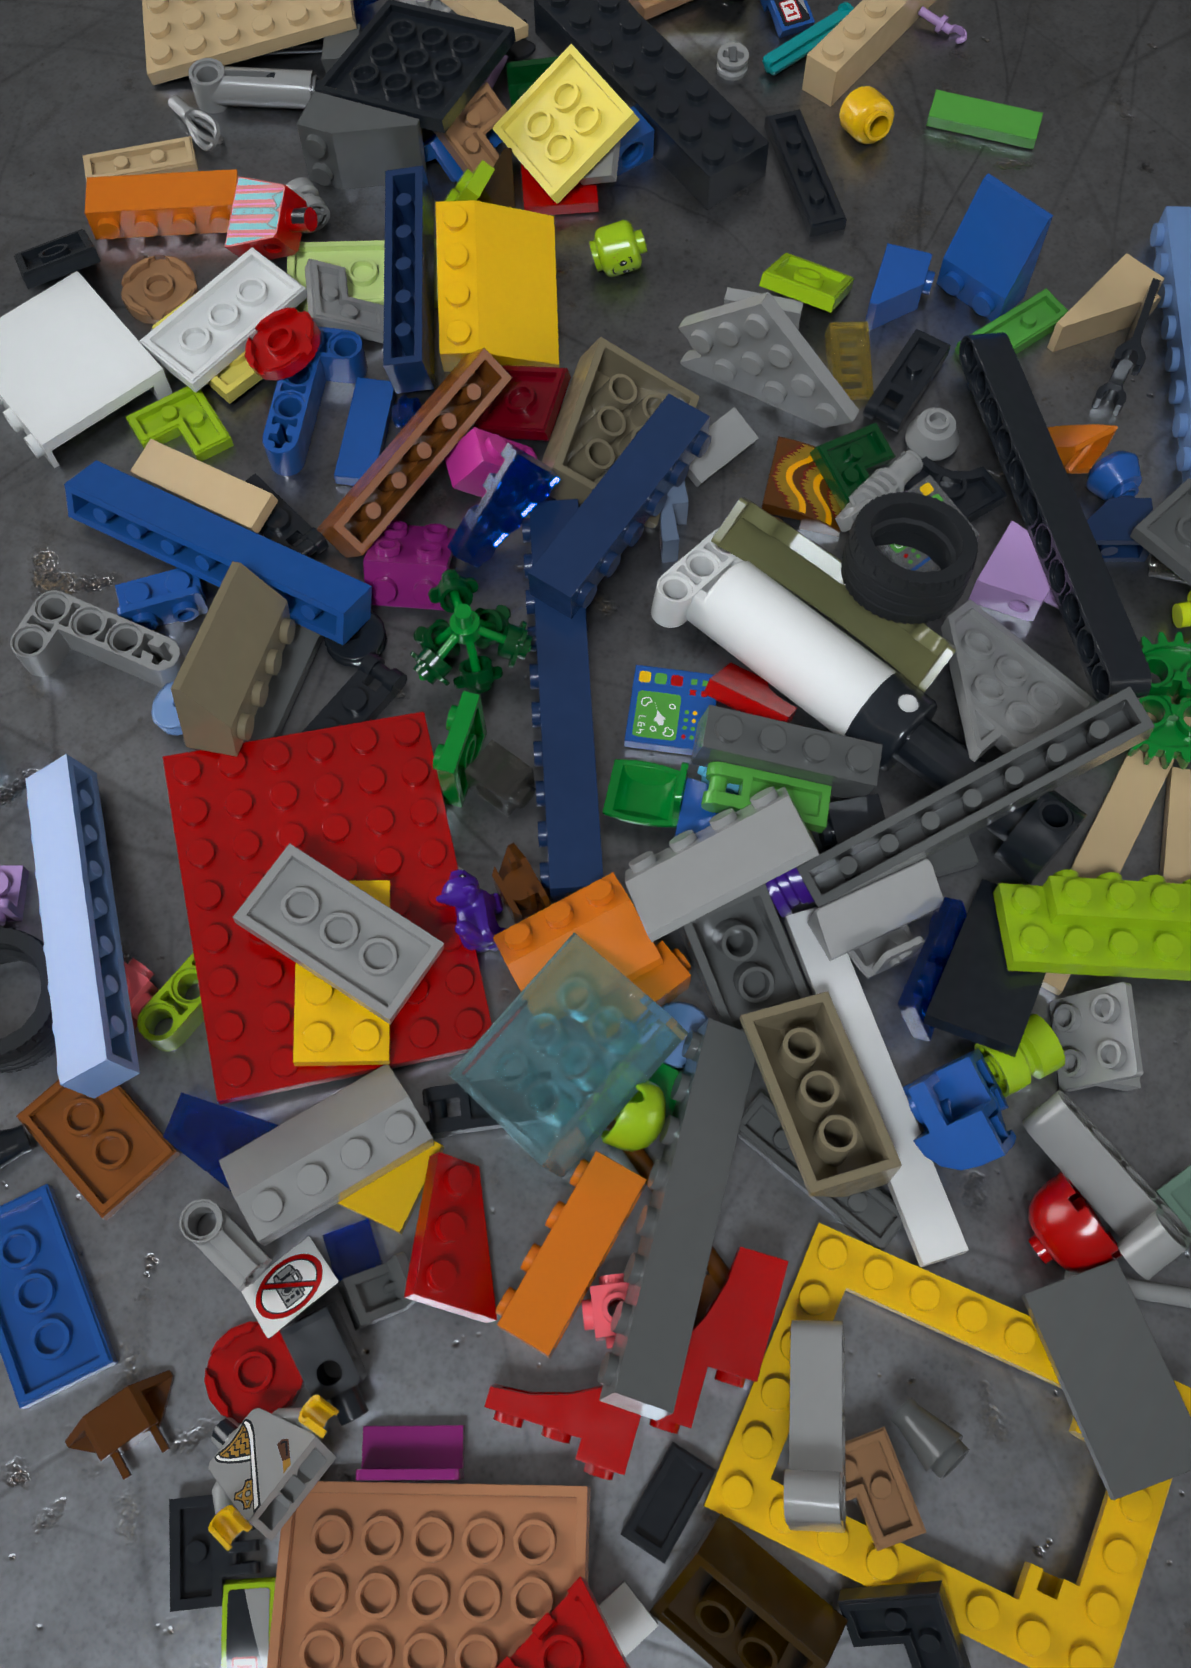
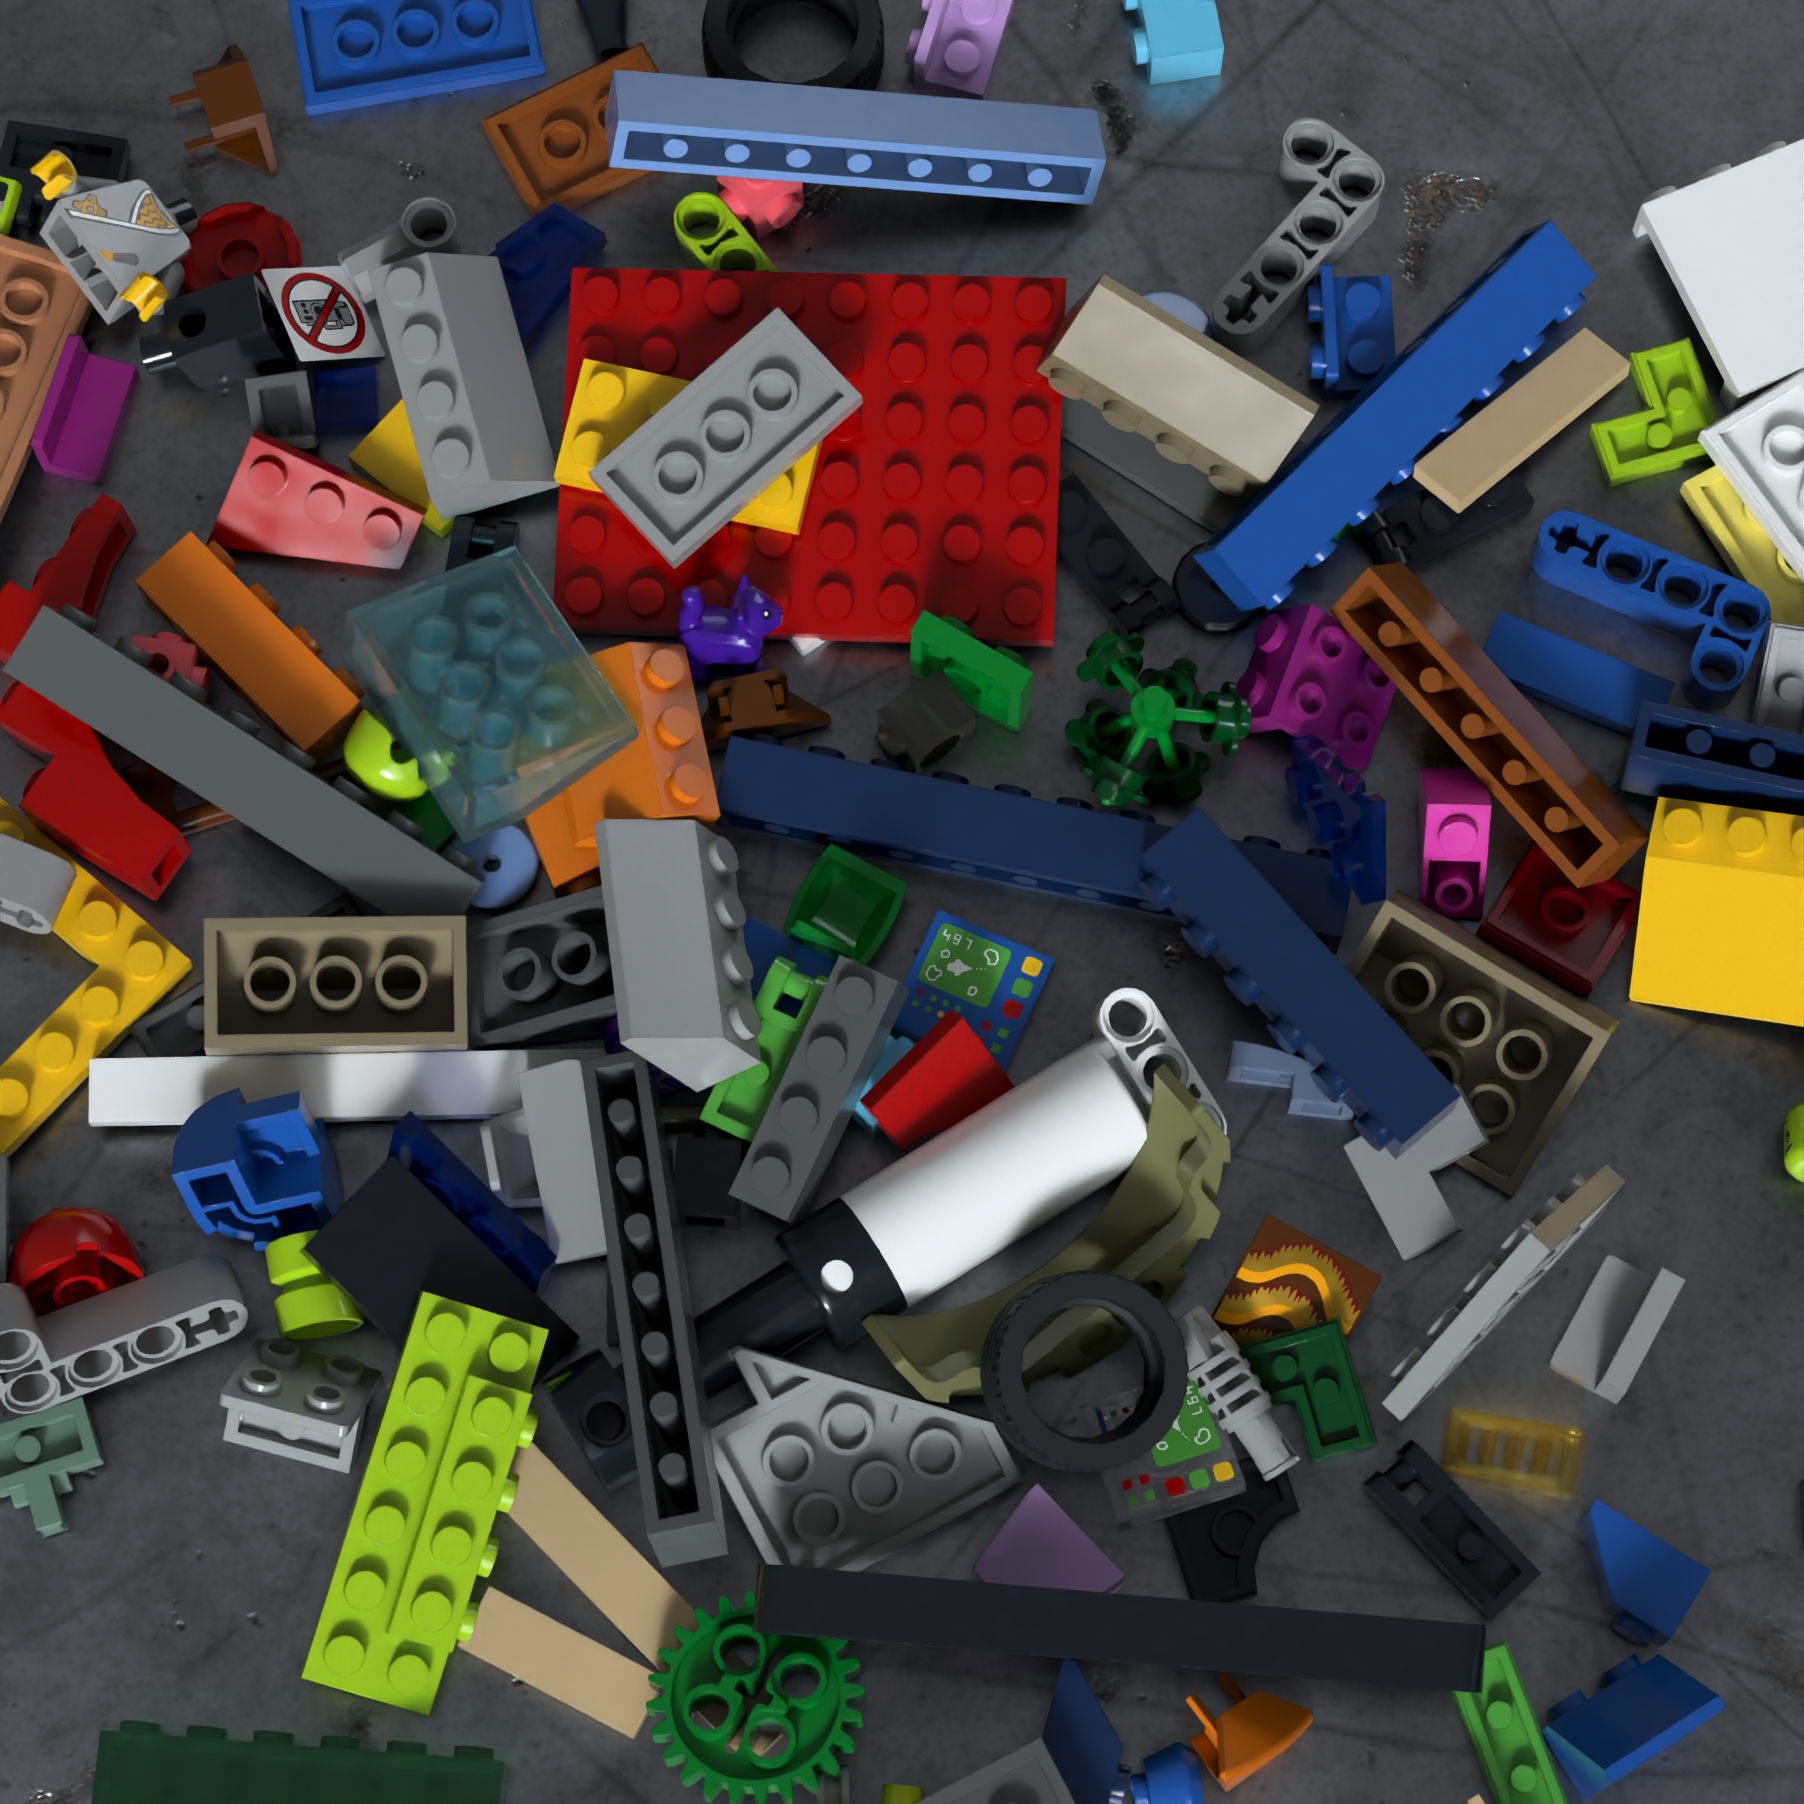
camera: 105 degrees right, 5 degrees up
(283, 344) = (1735, 571): red tile -> none
(404, 410) = (1588, 739): clear blue plate -> none
(807, 282) = (1676, 1423): lime tile -> none
(933, 434) = (1345, 1556): light grey cone -> none

